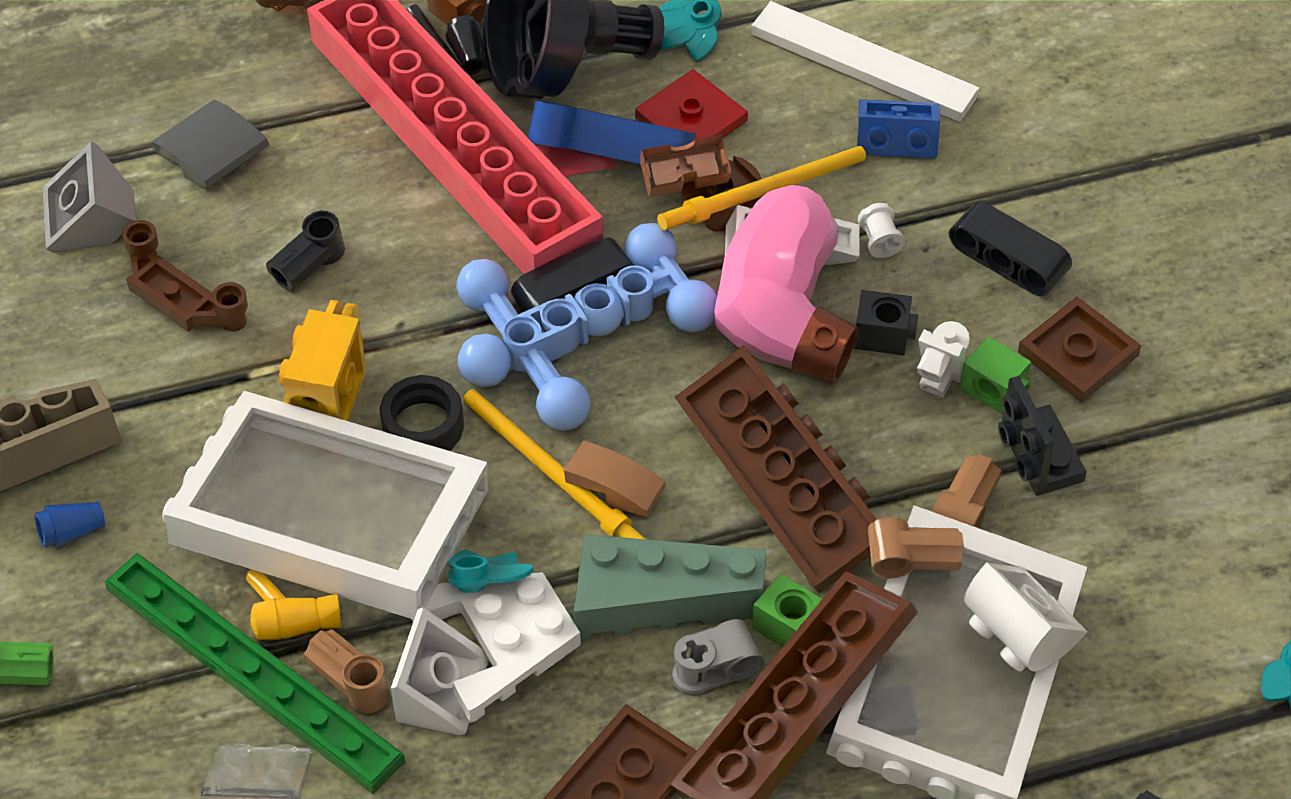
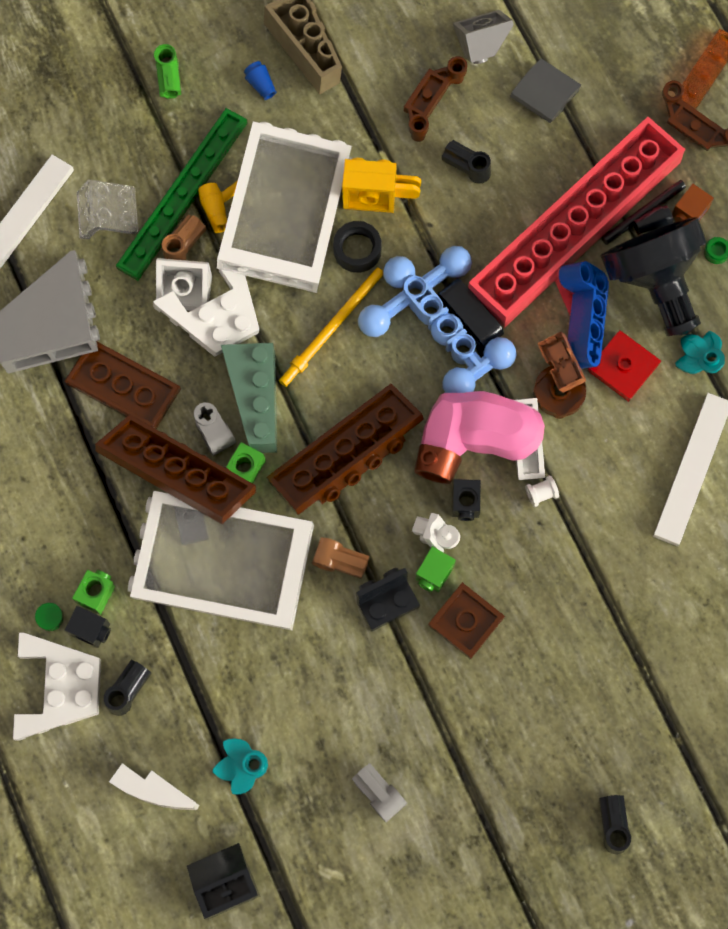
camera: 85 degrees right, 20 degrees up
(472, 572) = (253, 297): teal plate -> none
(622, 480) = (325, 357): medium nougat slope -> none
(700, 208) = (525, 374): yellow bar -> none
(898, 128) = (635, 494): blue bracket -> none
(901, 548) = (272, 514): medium nougat piece -> none
(1010, 248) = (540, 572): black beam -> none
(1021, 616) = (237, 588): white brick -> none

